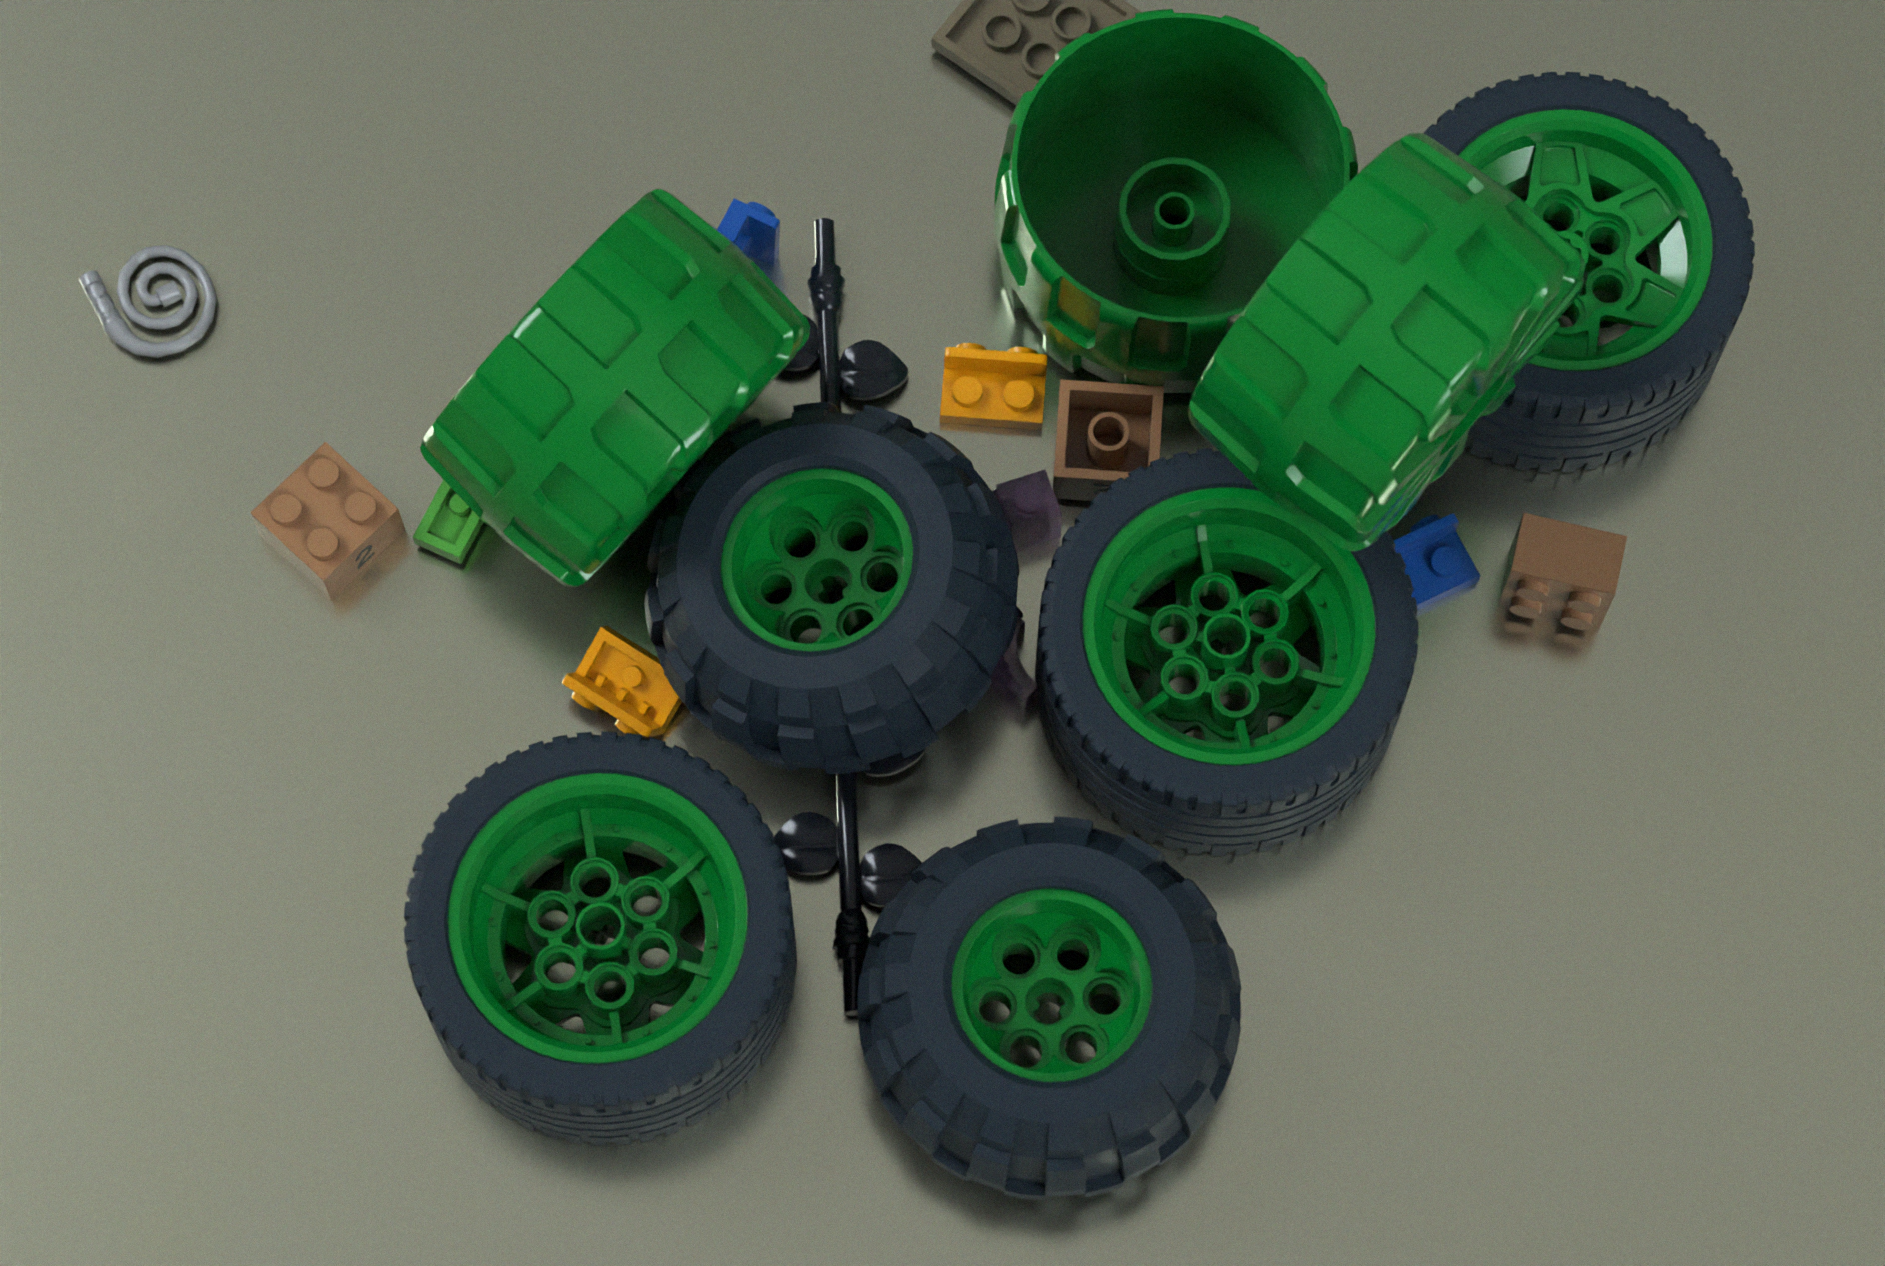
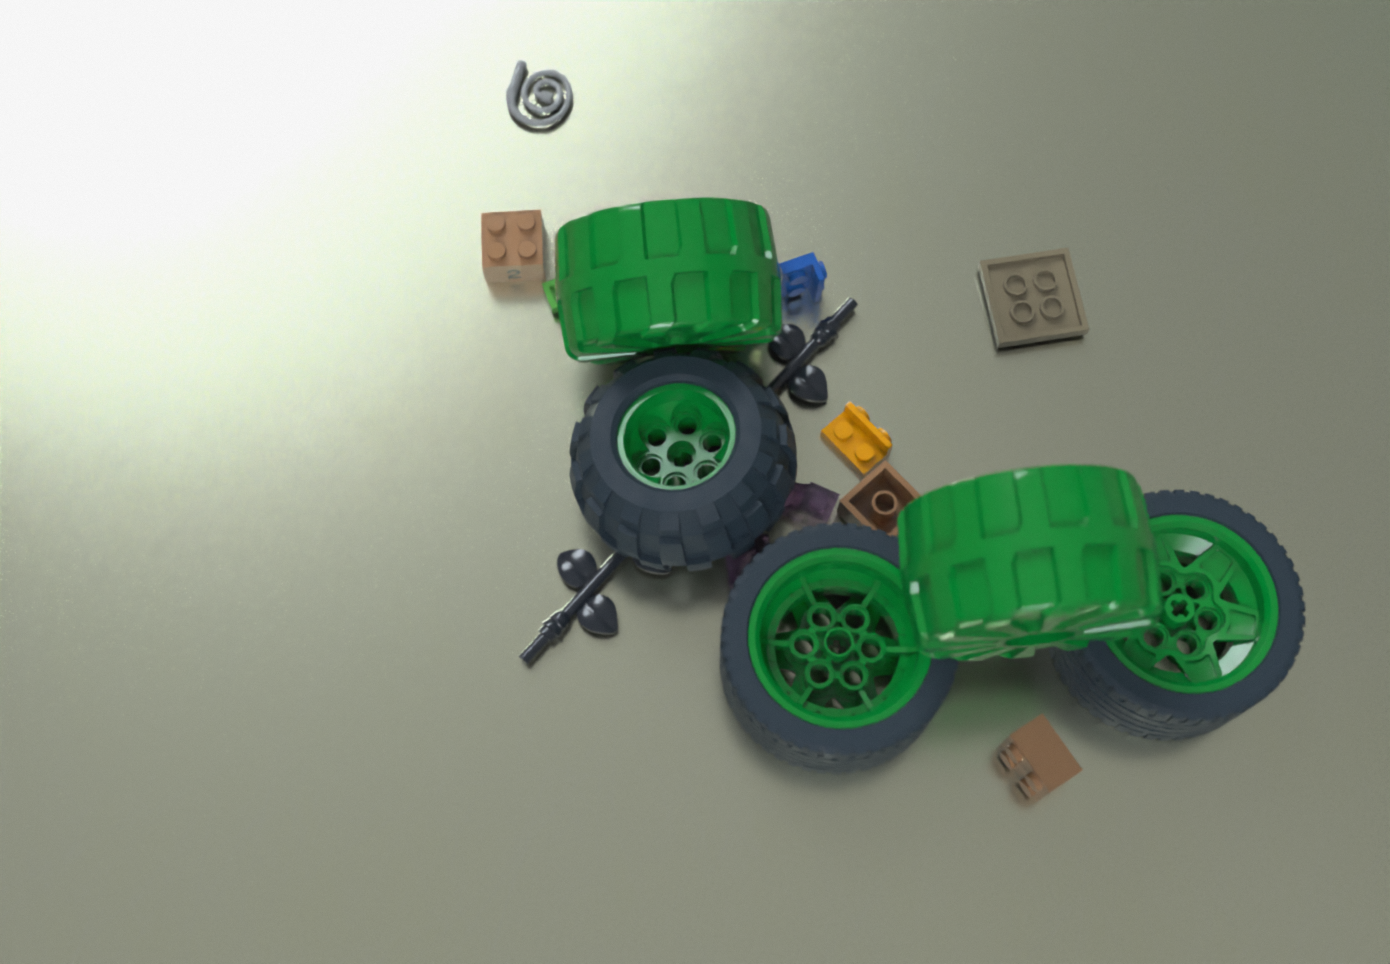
camera: 45 degrees right, 0 degrees up
(585, 806) = (405, 454): wheel -> none
(625, 684) = (559, 422): light orange bracket -> none
(1036, 895) = (623, 805): black wheel -> none
(1148, 126) = (1015, 374): green wheel -> none
(1436, 559) = (978, 695): blue bracket -> none

